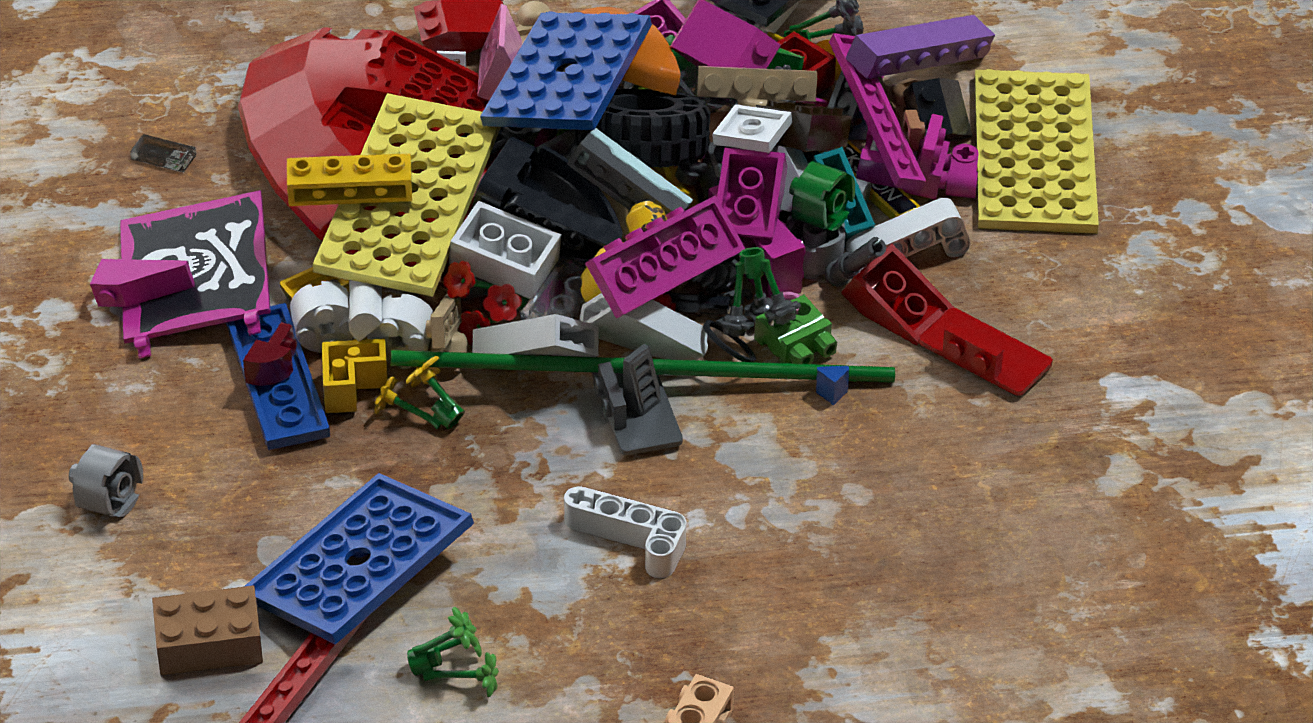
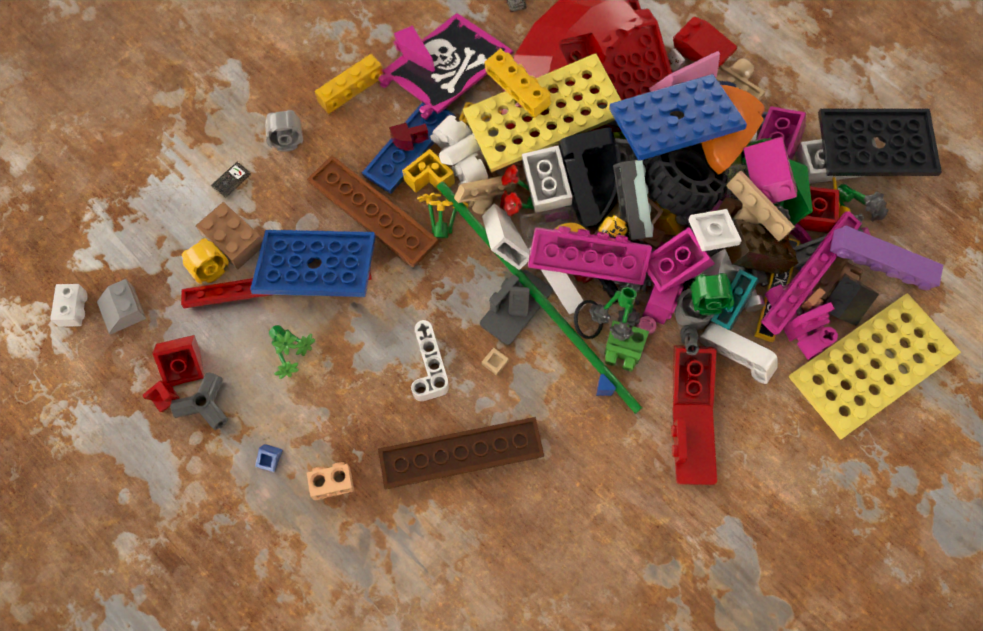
camera: 55 degrees right, 25 degrees up
(108, 379) = (349, 83): none -> yellow brick
(108, 591) = (231, 179): none -> clear smoke tile
(223, 672) = (205, 261): none -> yellow brick
(334, 465) = (373, 211): none -> dark orange plate
(693, 465) = (495, 361): none -> tan plate
(785, 568) = (460, 453): none -> reddish brown plate

